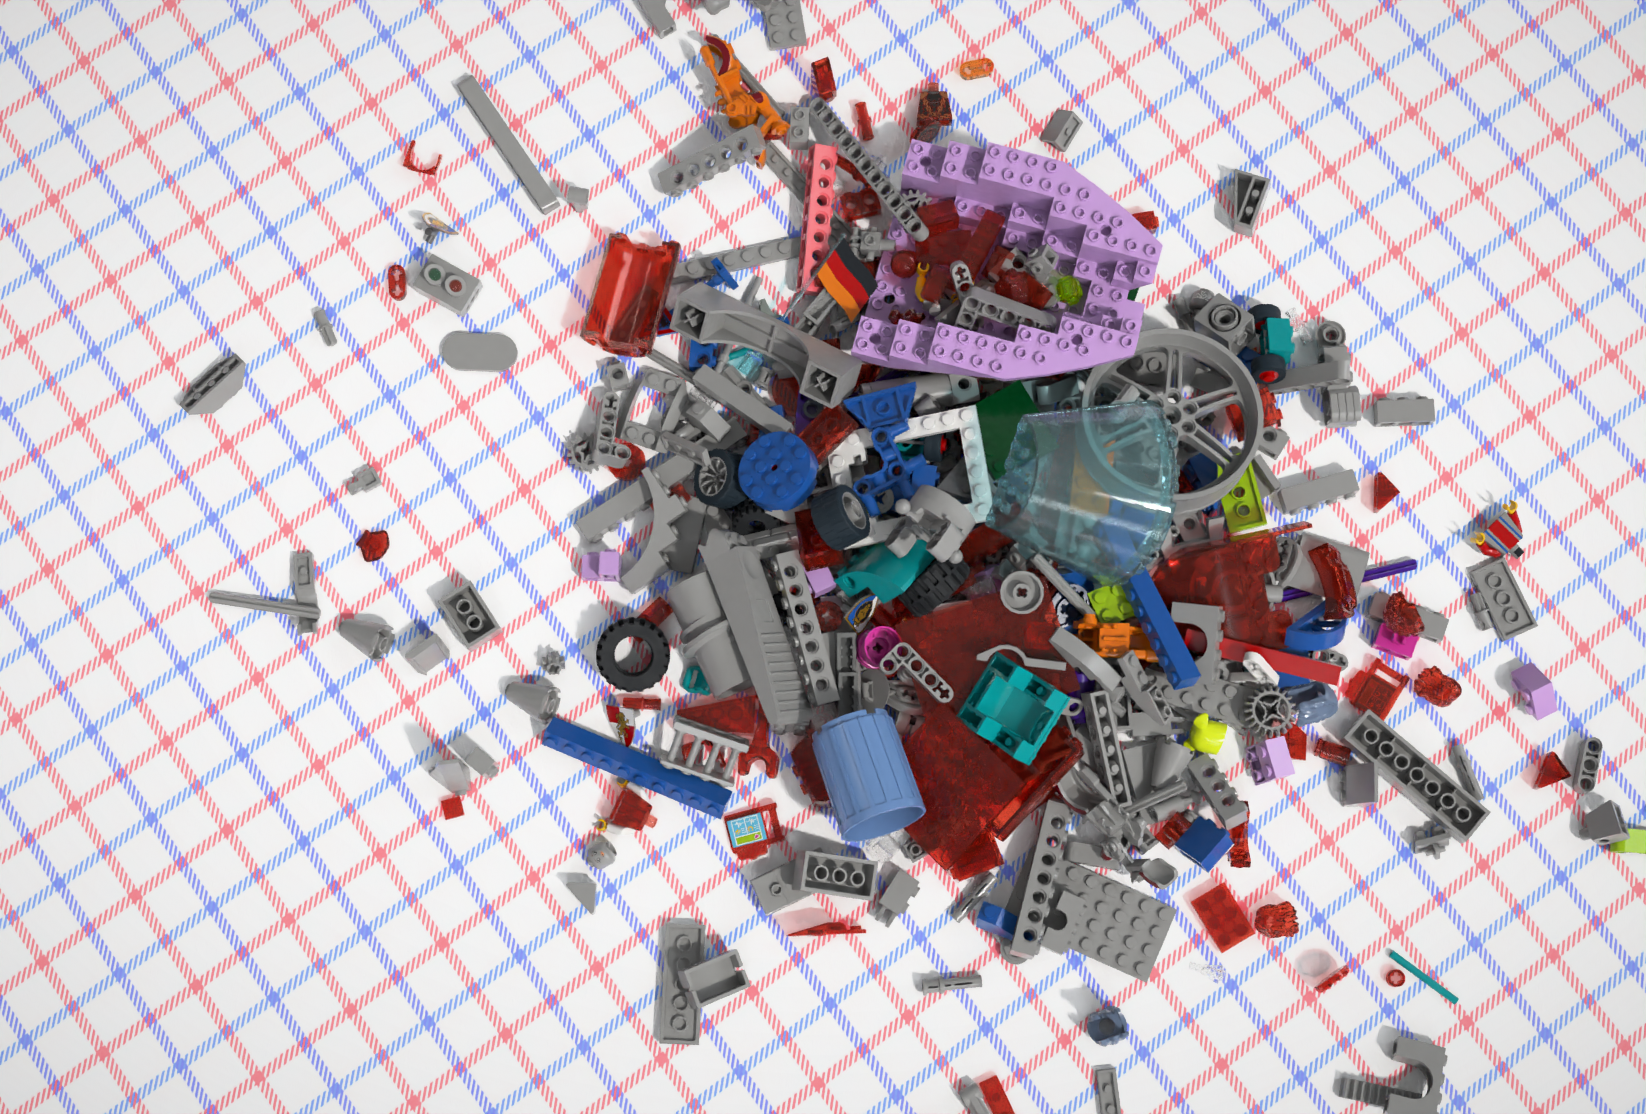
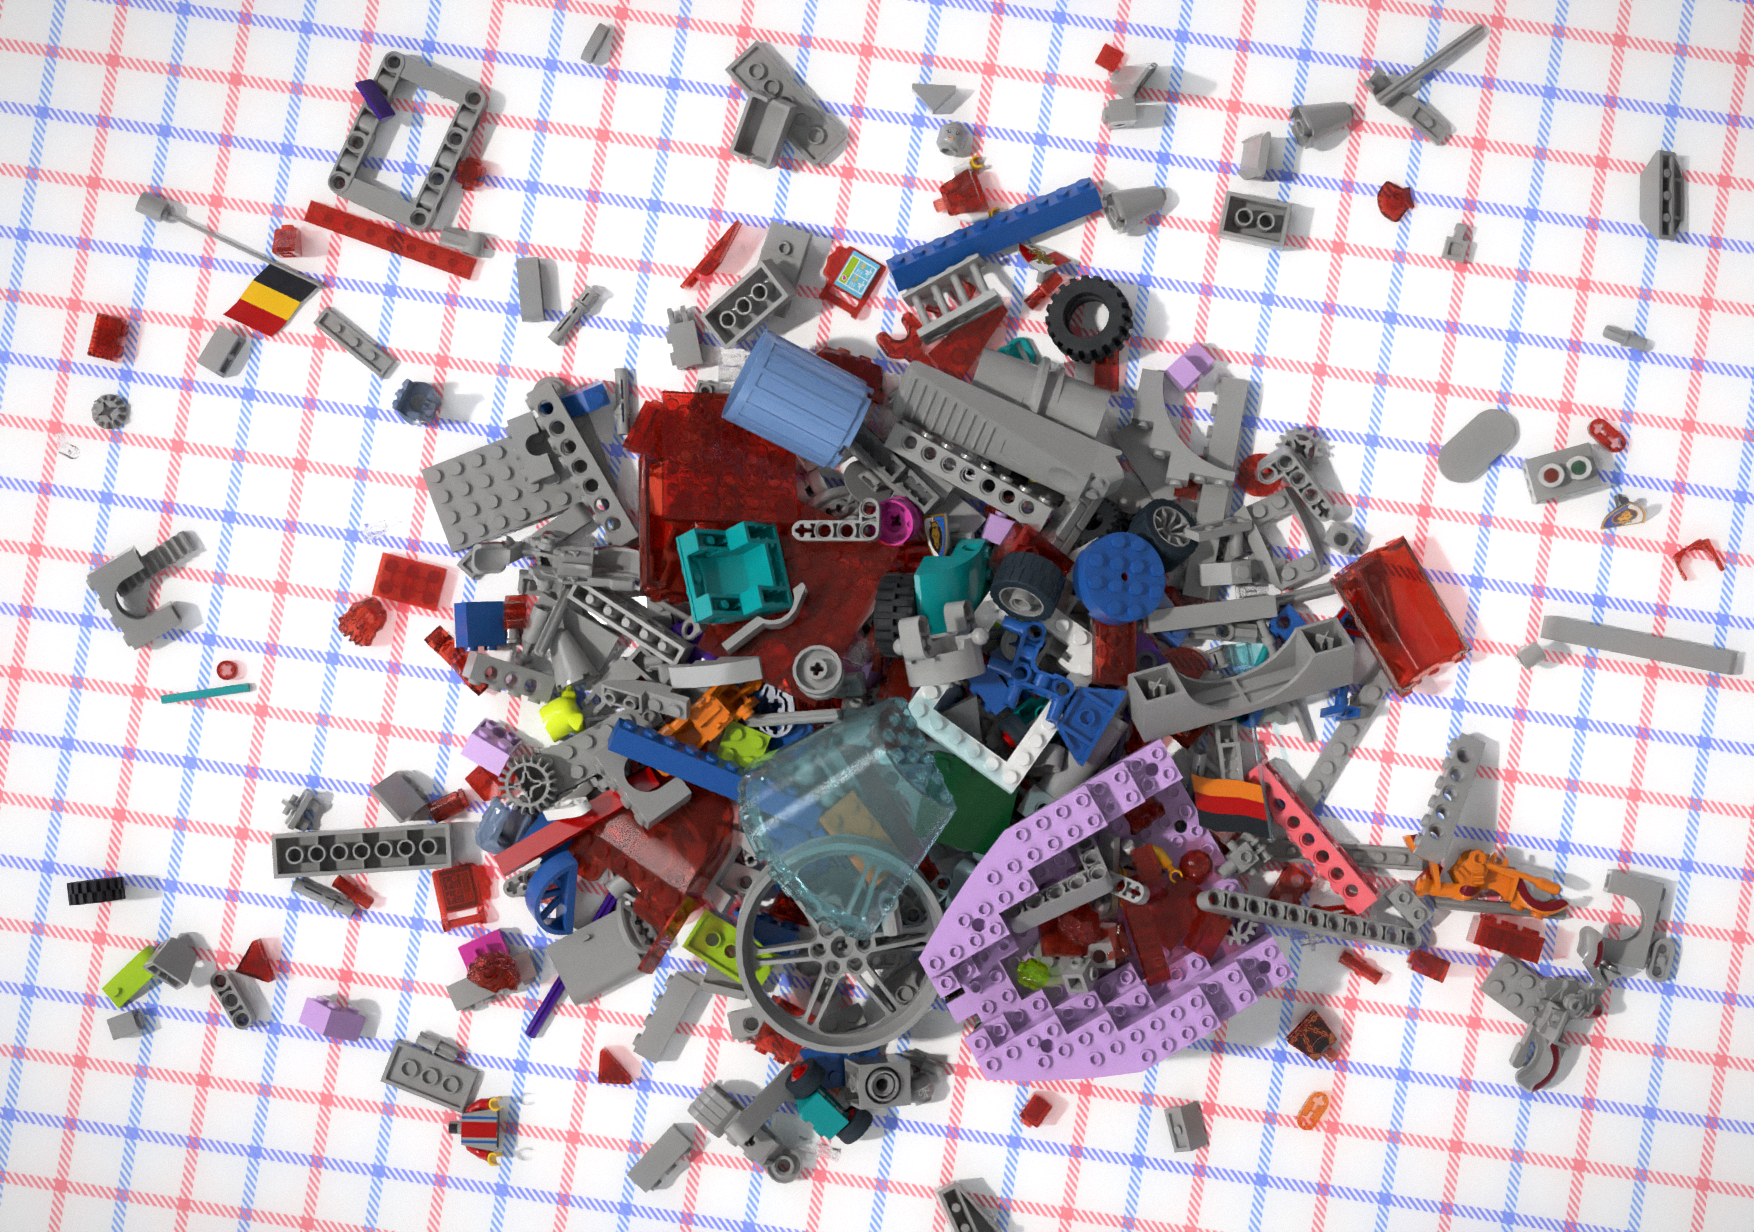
camera: 135 degrees right, 10 degrees up
(553, 663) = (1147, 251): light grey gear -> none
(762, 54) = (1505, 937): none -> clear red brick
(834, 611) = (962, 517): clear red gear -> none
(927, 131) = (1295, 1005): clear red tile -> none
(962, 1028) = (530, 289): none -> light grey beam
(1172, 892) = (465, 565): none -> light grey tile
(1328, 981) = (275, 619): clear red tile -> none
(1336, 582) = (575, 948): clear red windscreen -> none
(1437, 687) = (414, 943): clear red hair -> none
(1445, 756) = (353, 892): none -> clear red axle
(1615, 917) = (96, 891): none -> black tyre

